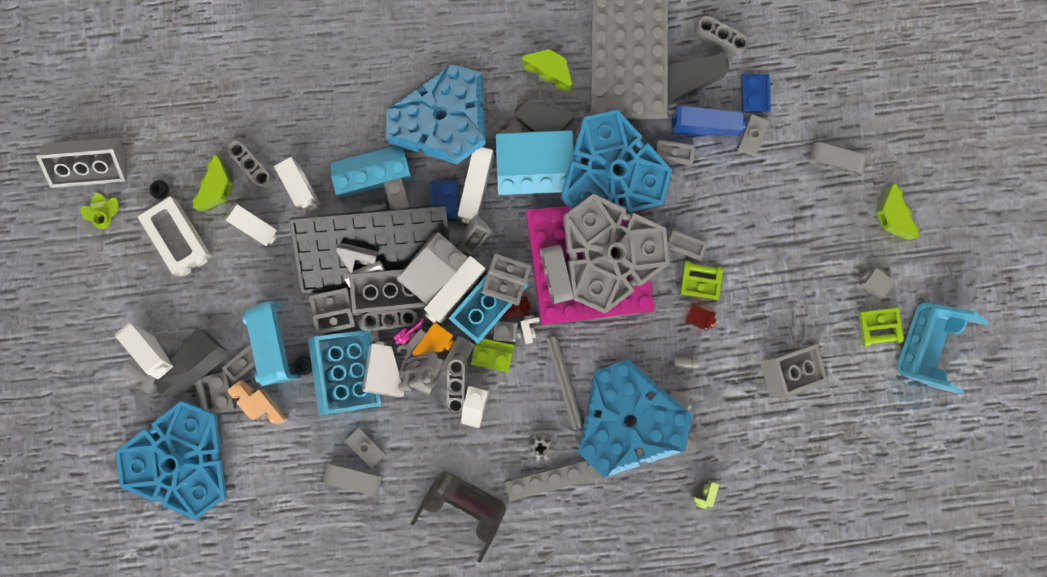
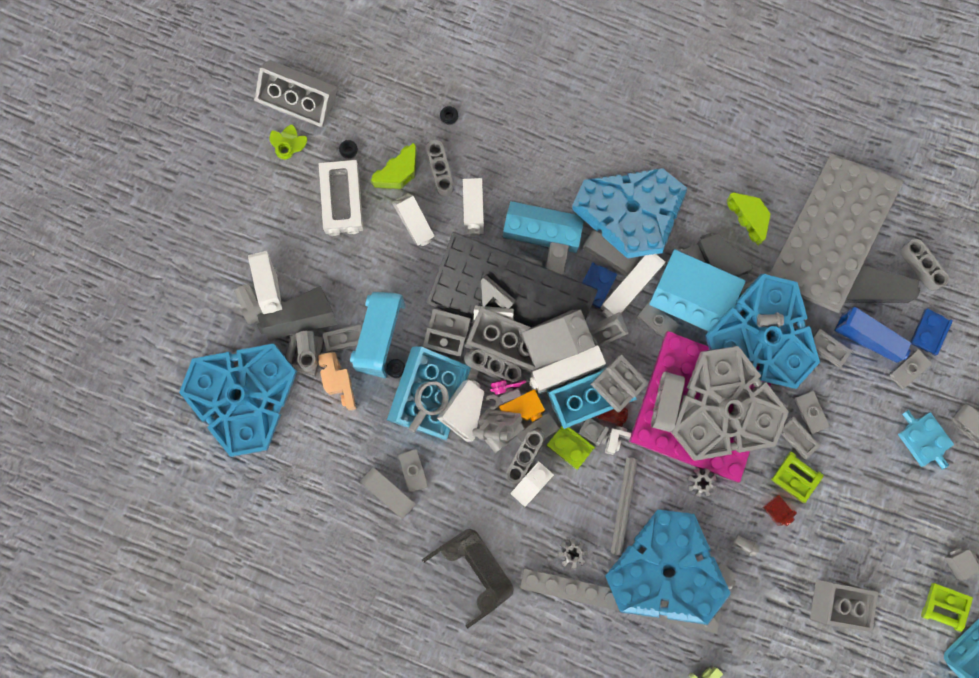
camera: 25 degrees right, 5 degrees down
(213, 390) = (306, 349): none -> light grey piece
(233, 107) = (449, 110): none -> black plate
(346, 393) = (422, 411): none -> light grey piece
(433, 166) = (607, 253): none -> light grey beam
(514, 204) = (657, 320): none -> light grey plate
(610, 155) = (770, 320): none -> light grey pin
(624, 322) = (706, 486): none -> light grey piece
(687, 217) = (811, 412): none -> light grey plate
(795, 190) = (925, 439): none -> medium azure plate

